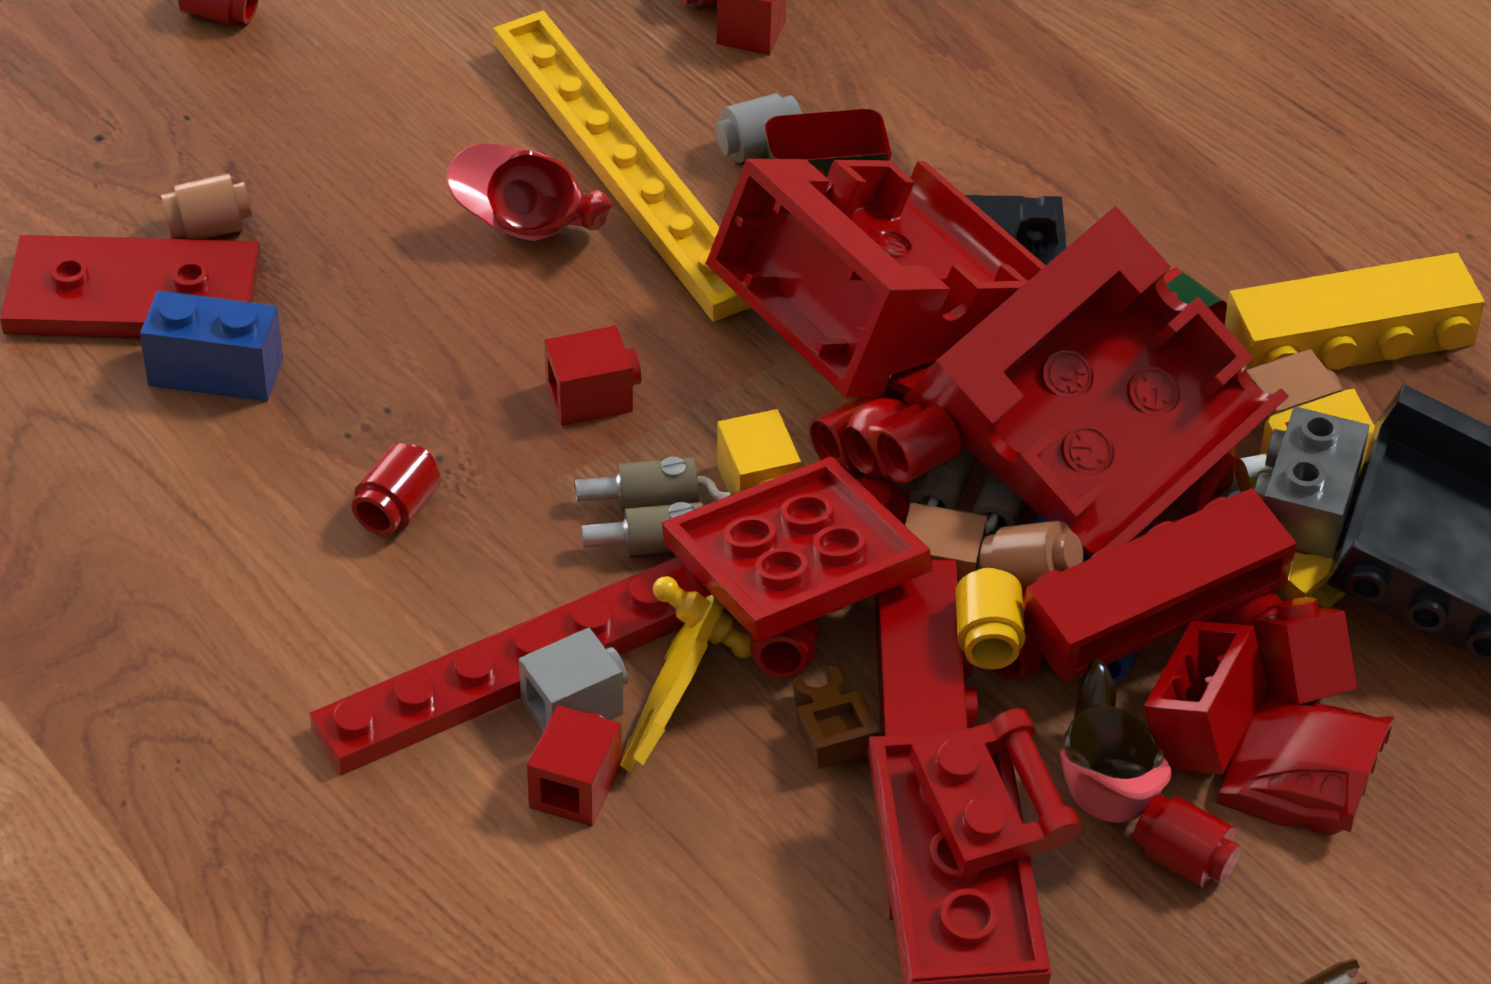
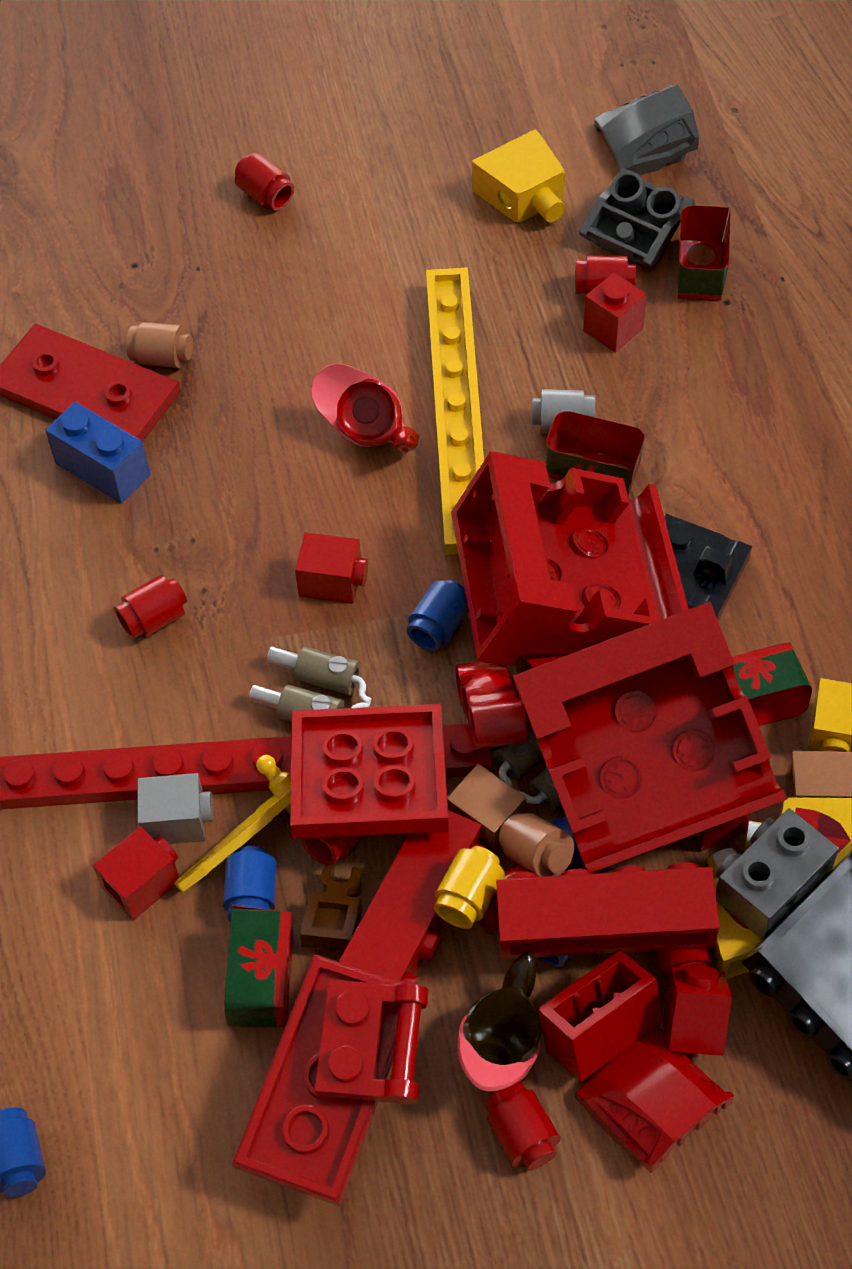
camera: 30 degrees right, 10 degrees up
(720, 729) = (250, 879): none -> blue brick
(753, 376) = (438, 615): none -> blue brick
(754, 450) = (402, 676): yellow brick -> none
(789, 802) = (258, 967): none -> dark green piece

